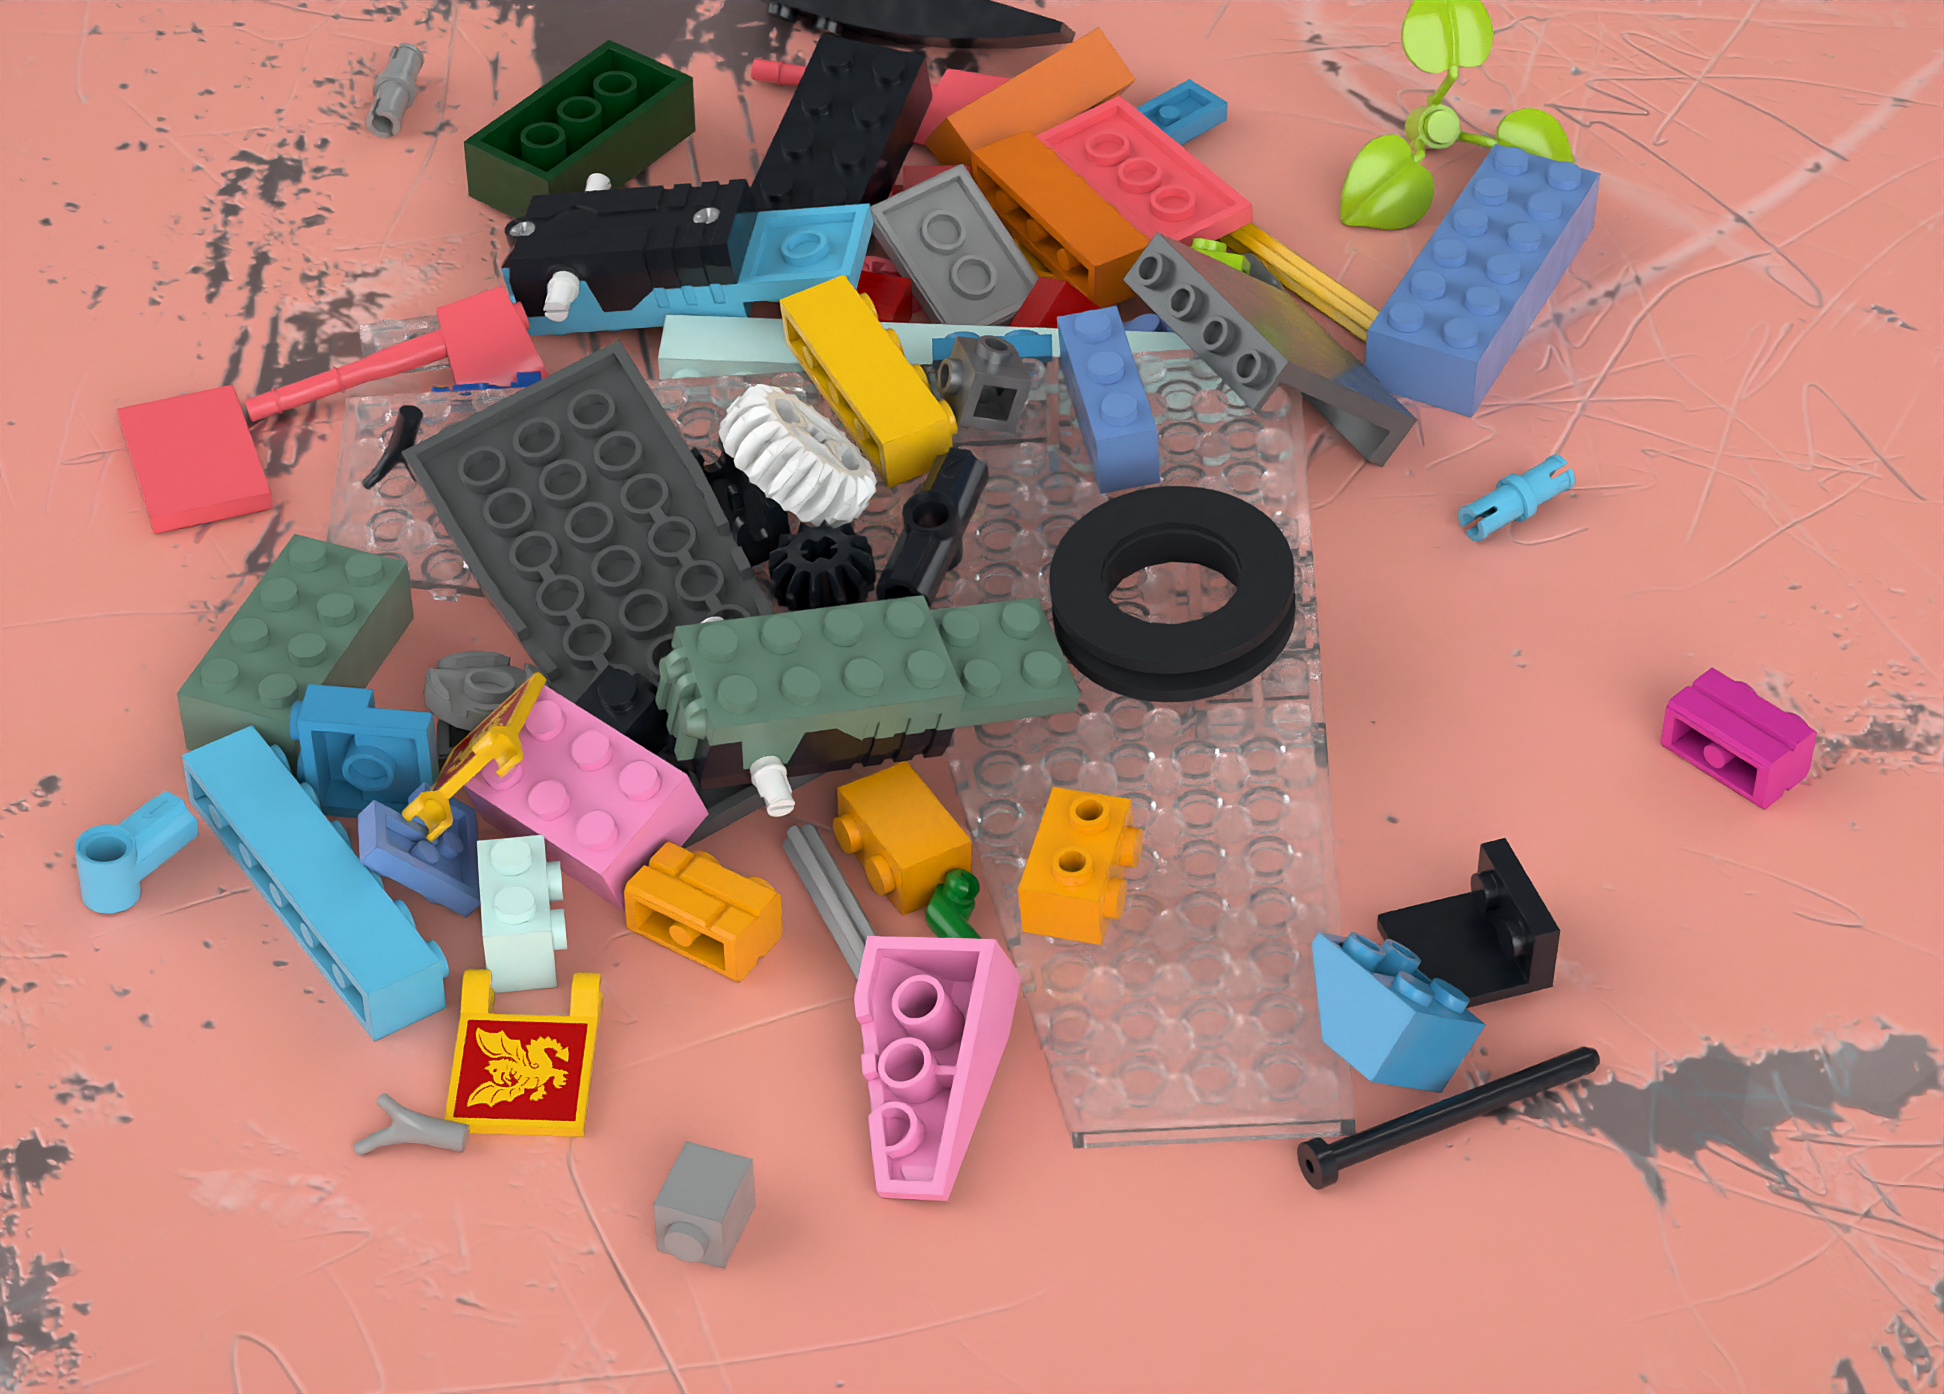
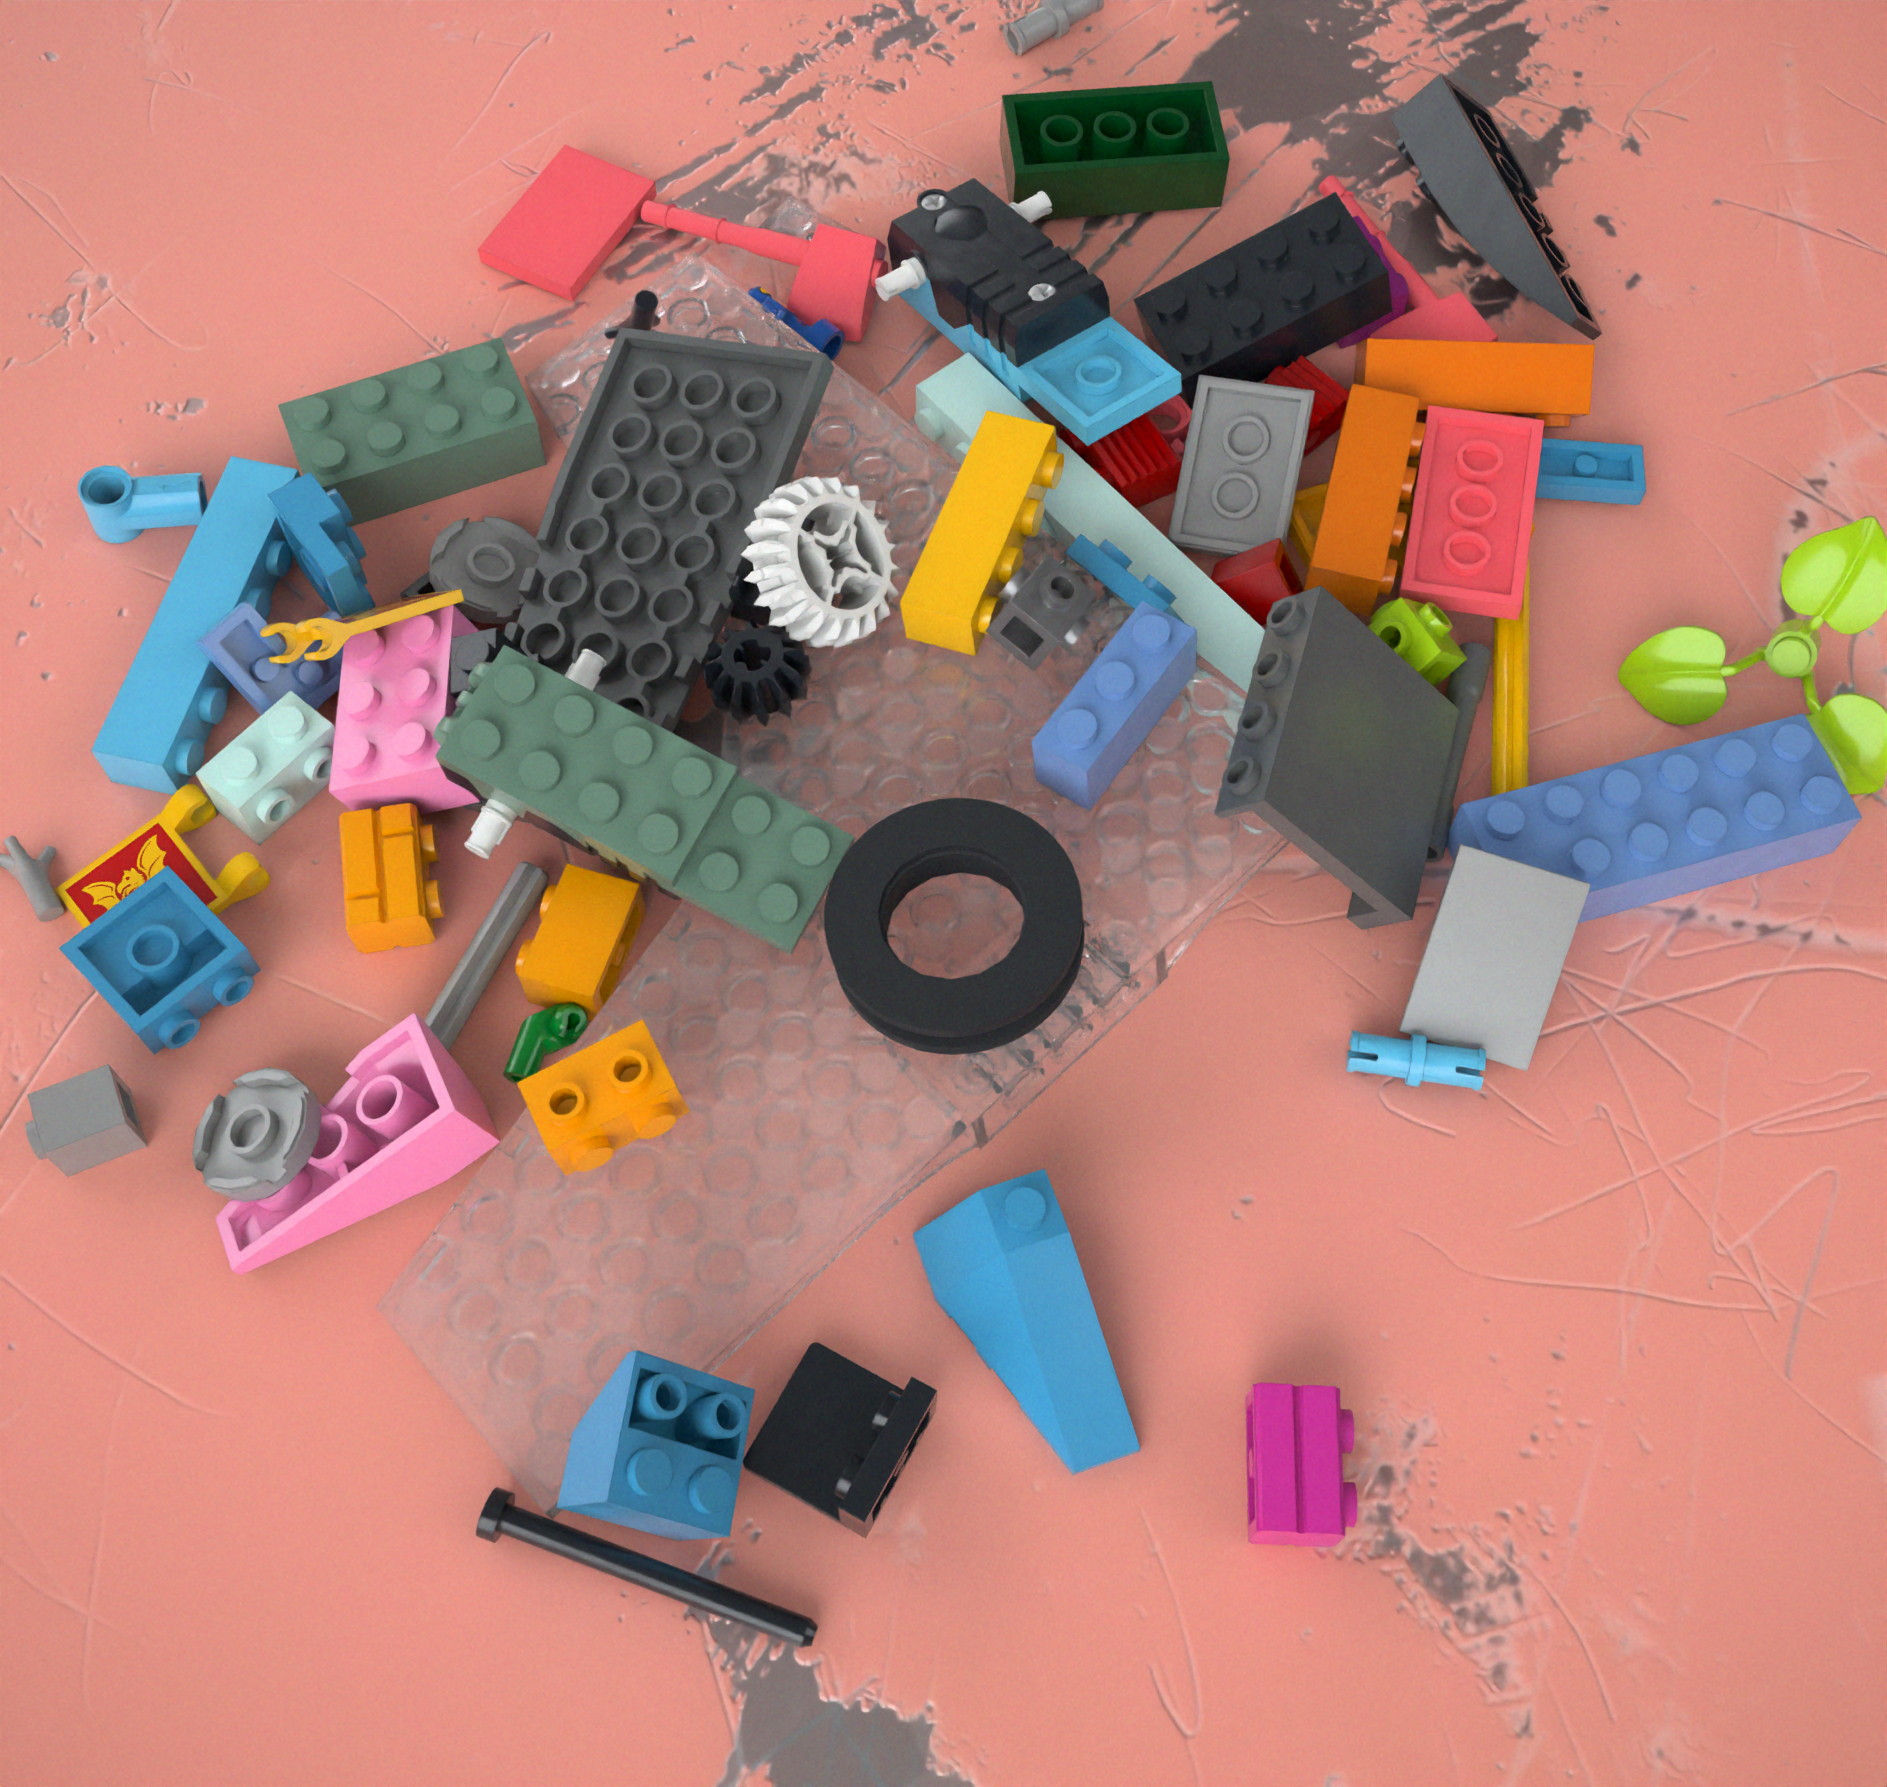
camera: 45 degrees right, 20 degrees up
(617, 1074) = (162, 961): none -> dark azure plate
(843, 1111) = (257, 1135): none -> light grey tile
(934, 527) = (895, 692): black piece -> none
(1462, 783) = (1020, 1297): none -> dark azure wedge
(1493, 394) = (1494, 956): none -> light grey tile

